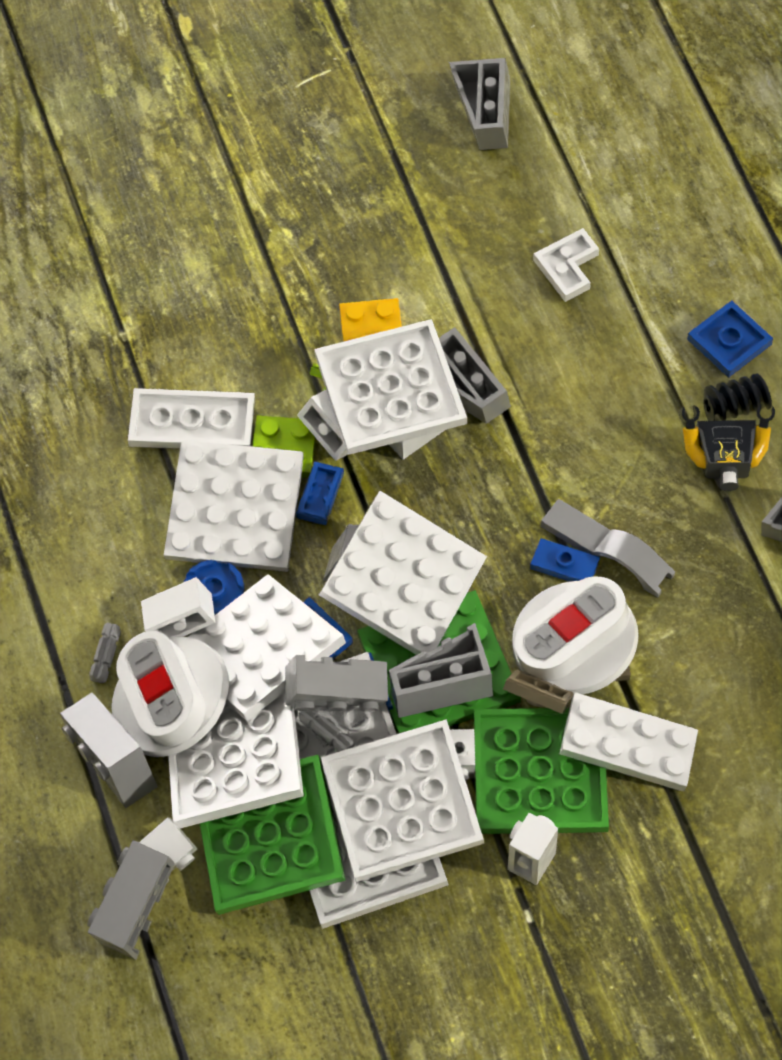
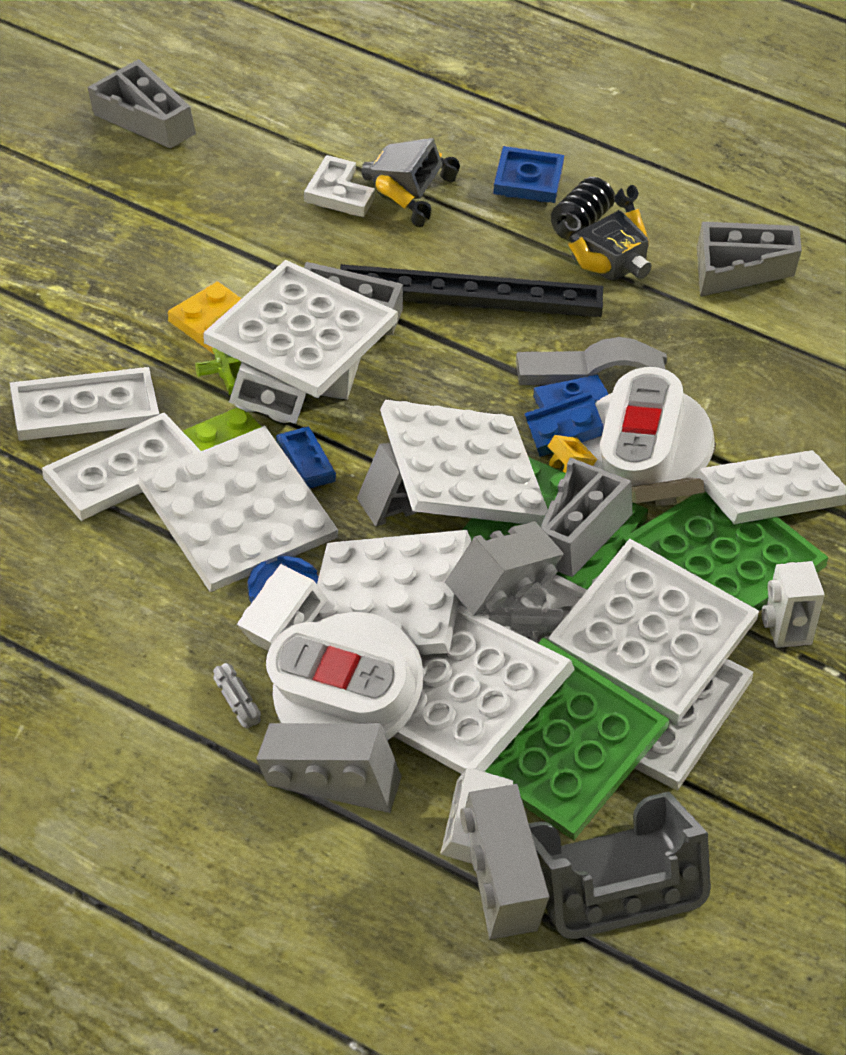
camera: 45 degrees left, 15 degrees down
(211, 349) = (83, 403): none -> white plate
(213, 957) = (626, 874): none -> dark grey windscreen
(505, 614) = (567, 447): none -> yellow tile
(529, 584) = (569, 418): none -> blue plate
(580, 423) = (491, 291): none -> black plate
(628, 280) = (406, 171): none -> dark grey torso

